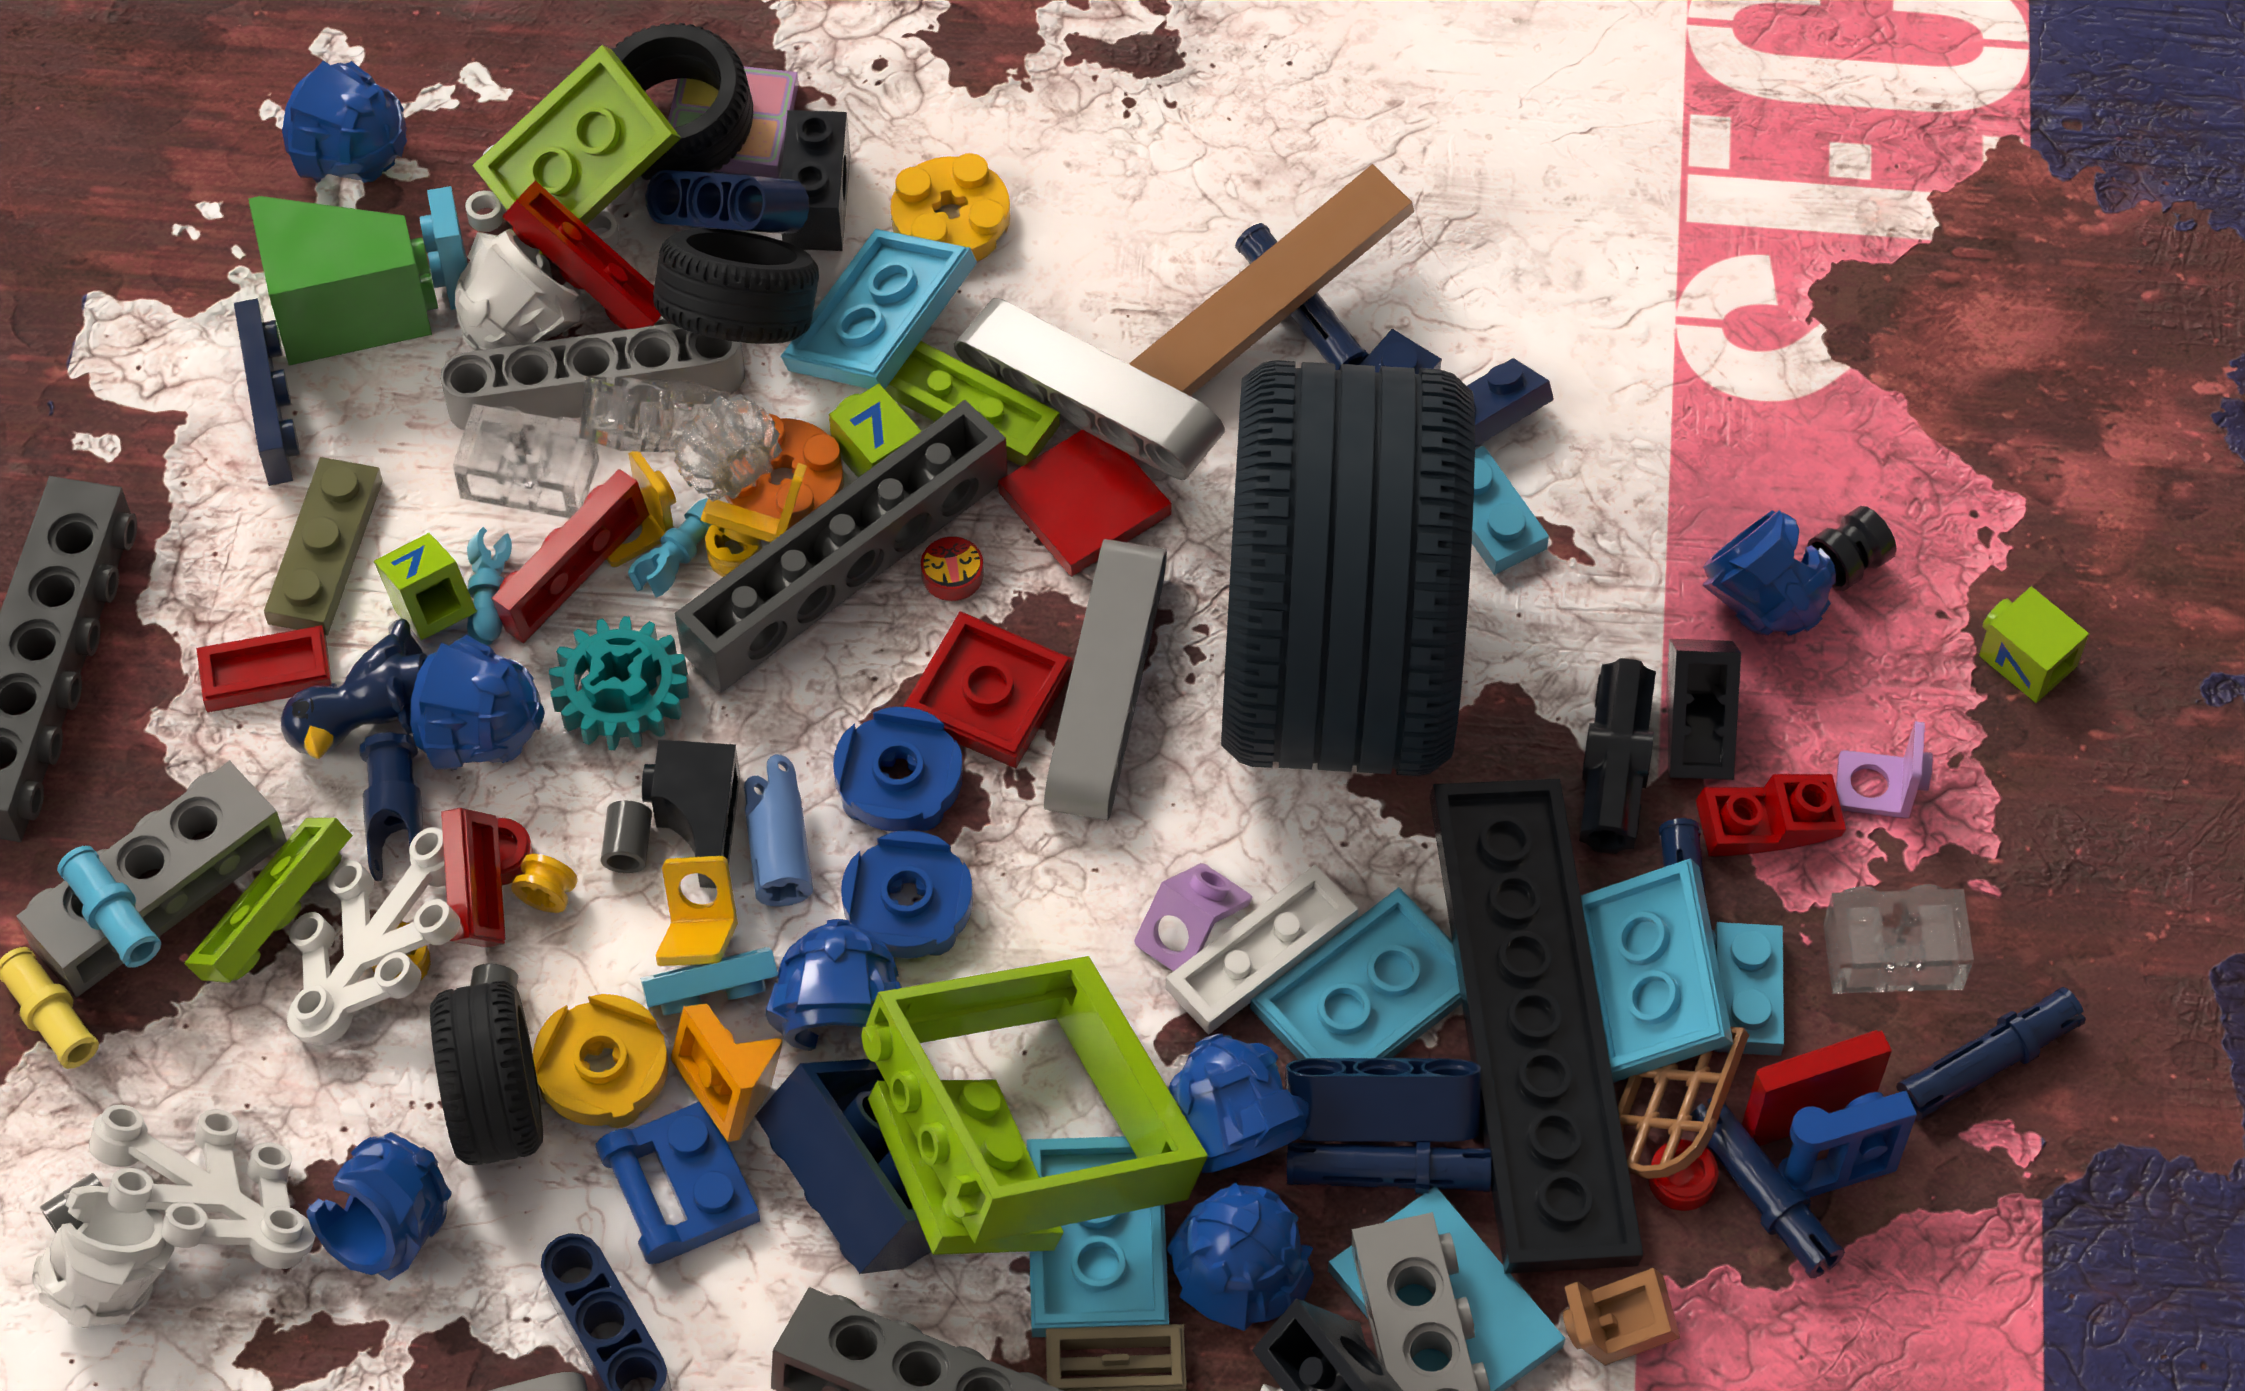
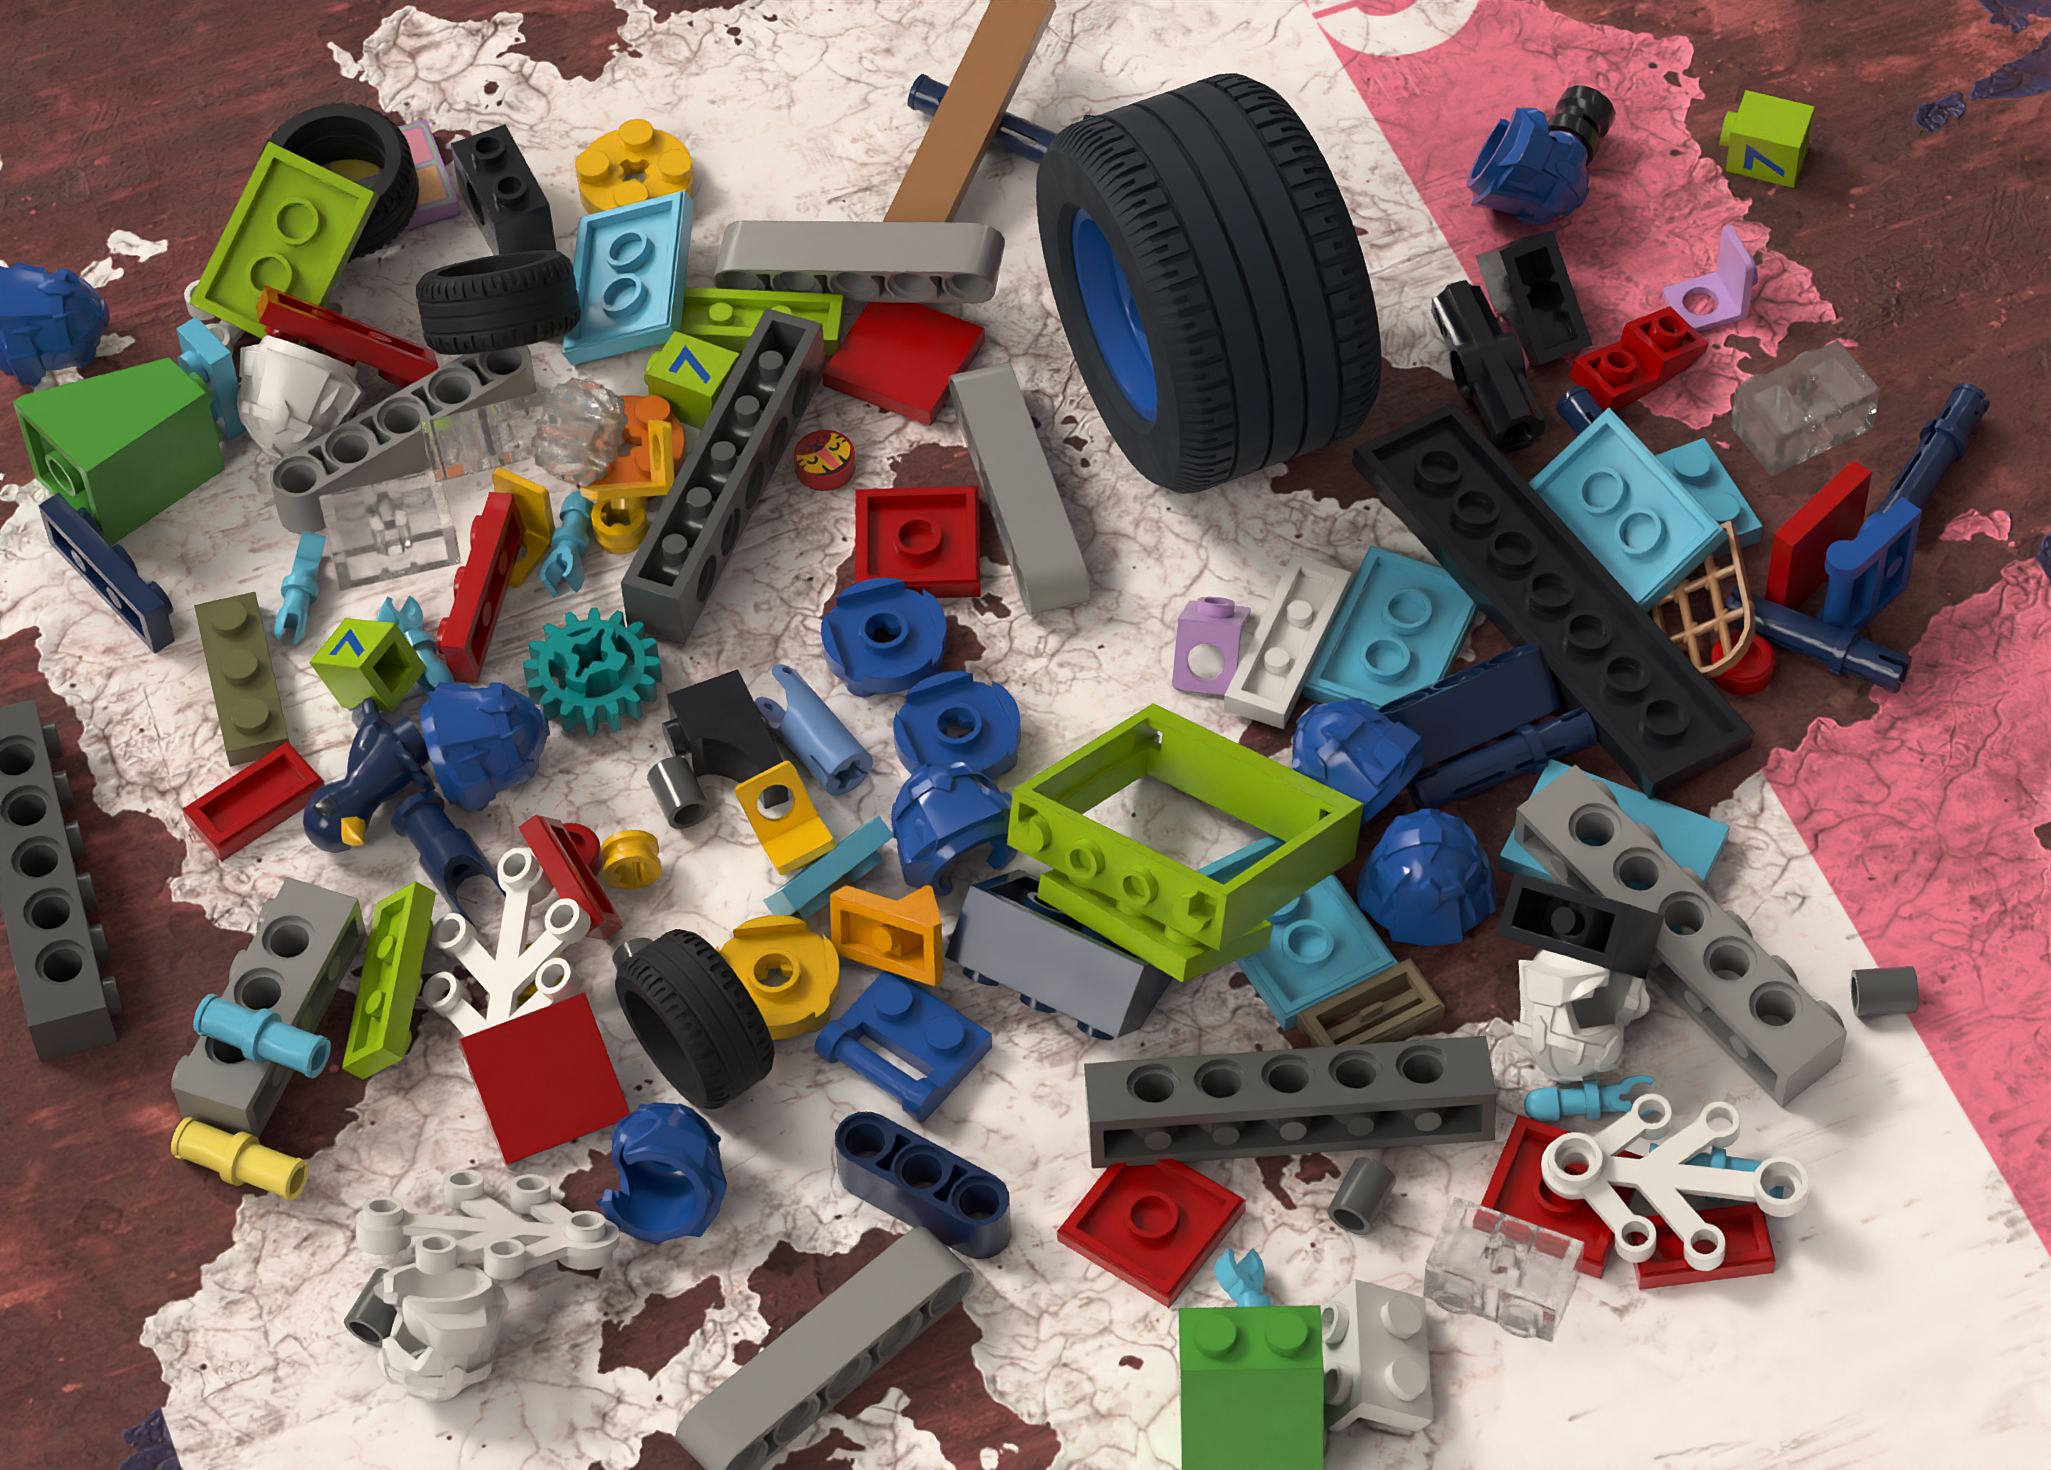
camera: 25 degrees left, 5 degrees down
(338, 1062) = (544, 1078): none -> red tile
(420, 482) = (300, 587): none -> medium azure piece
(727, 201) = (466, 232): dark blue beam -> none
(1620, 1317) = (1767, 787): medium nougat bracket -> none

